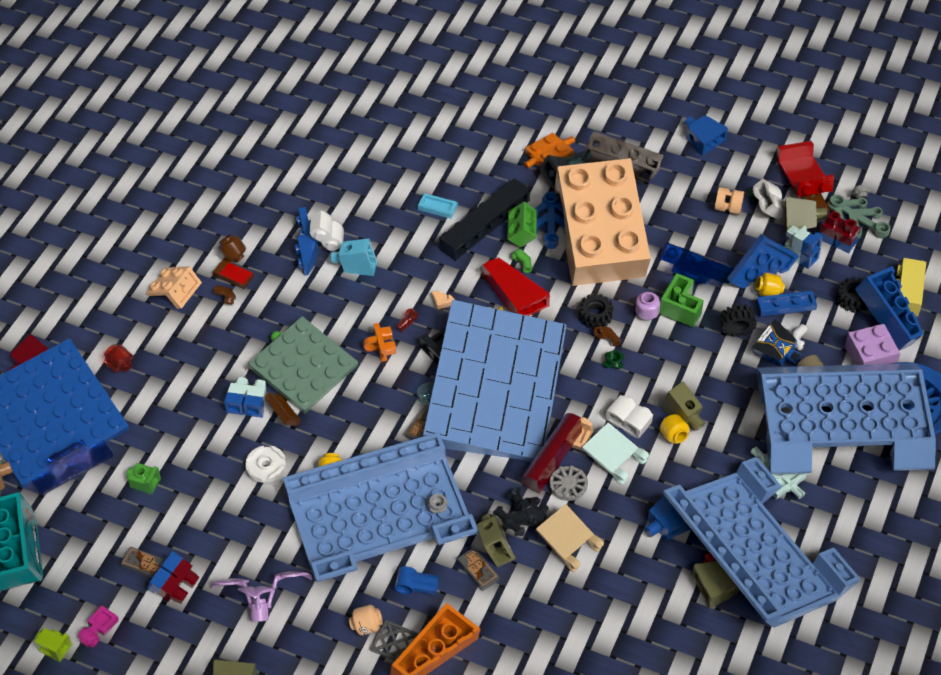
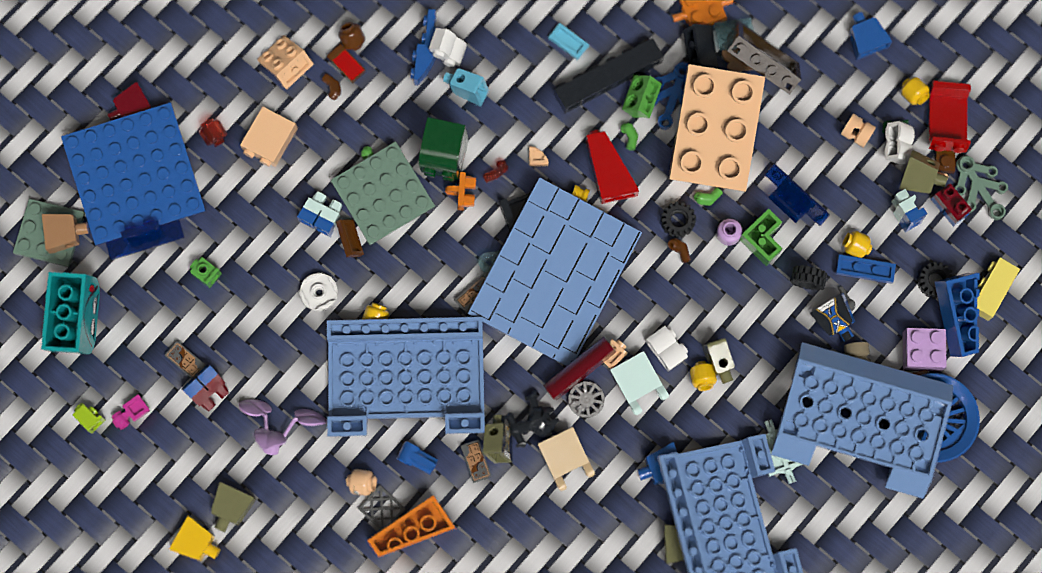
camera: 15 degrees right, 25 degrees up
(175, 348) = (268, 137): none -> light nougat brick
(351, 300) = (443, 149): none -> dark green brick
(437, 499) = (464, 389): light grey plate -> none
(614, 355) = (674, 274): dark green plate -> none
(615, 289) = (708, 199): none -> bright green arm
(761, 258) = (858, 218): blue plate -> none
(765, 160) = (915, 91): none -> yellow head
(798, 333) = (860, 308): white arm -> none
(860, 191) = (995, 160): light grey plate -> none

